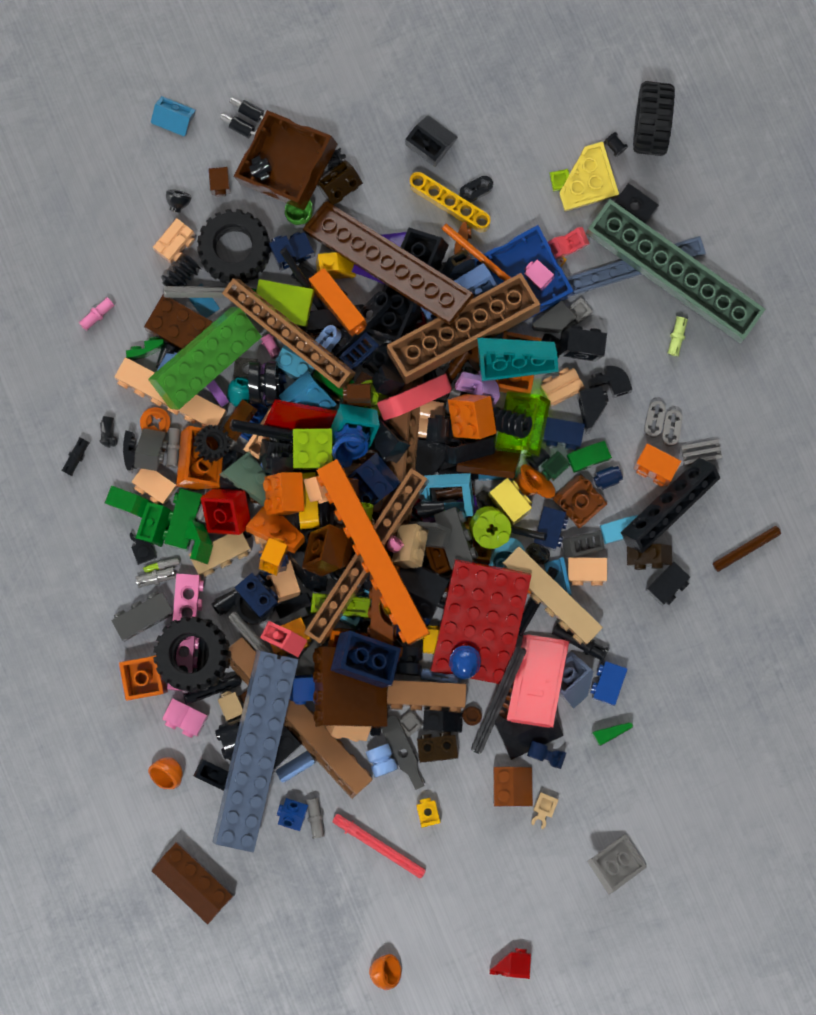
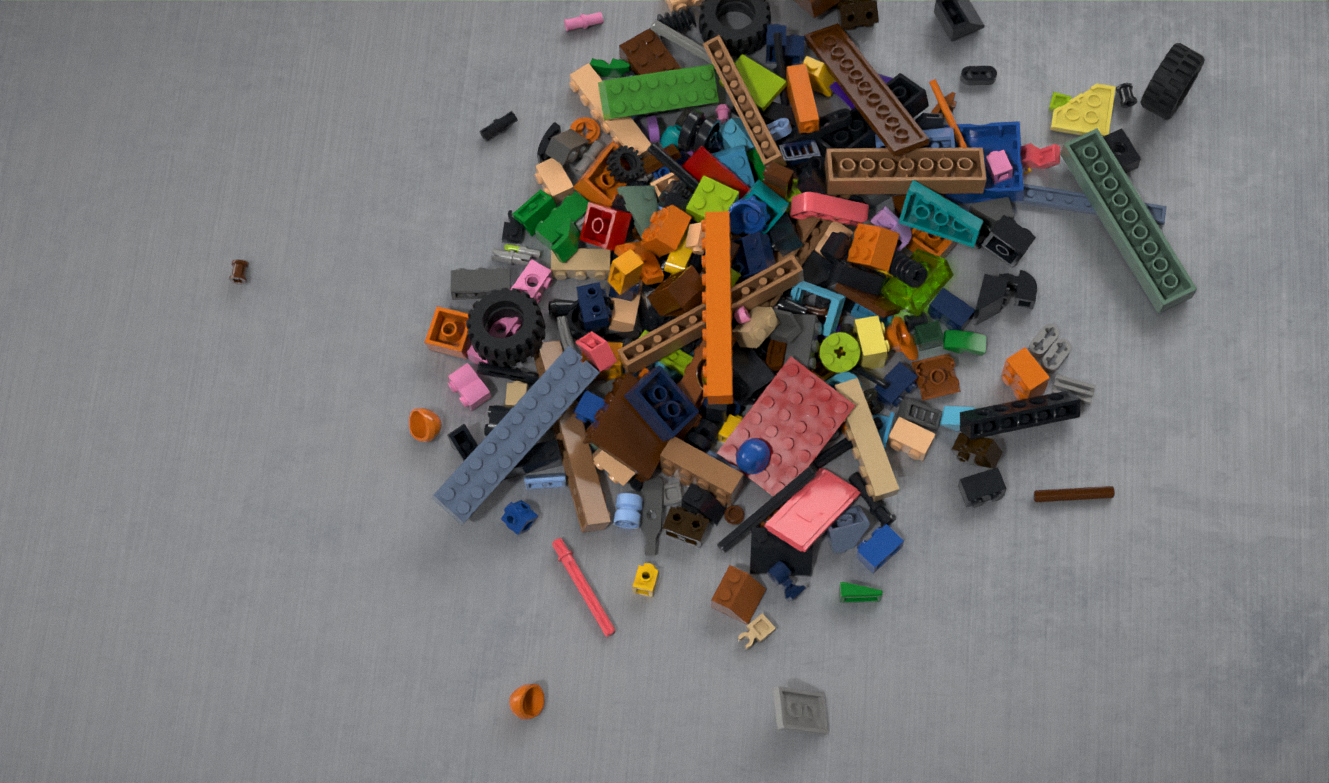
camera: 25 degrees right, 15 degrees down
(107, 428) = (536, 123): black arm -> none
(126, 501) = (521, 181): green slope -> none
(192, 883) = (393, 533): reddish brown slope -> none
(204, 306) = (682, 56): dark azure sticker -> none
(298, 216) = (806, 22): bright green hair -> none
(315, 818) = (538, 532): light grey pin -> none
(444, 194) = (947, 65): yellow beam -> none
(457, 365) = (891, 204): reddish brown pin -> none
(514, 964) = (651, 757): red slope -> none
(562, 386) = (969, 270): light nougat brick -> none
(580, 310) = (1022, 216): light grey tile -> none
(608, 477) = (973, 368): dark blue brick -> none
(677, 336) = (1101, 279): yellowish green pin -> none

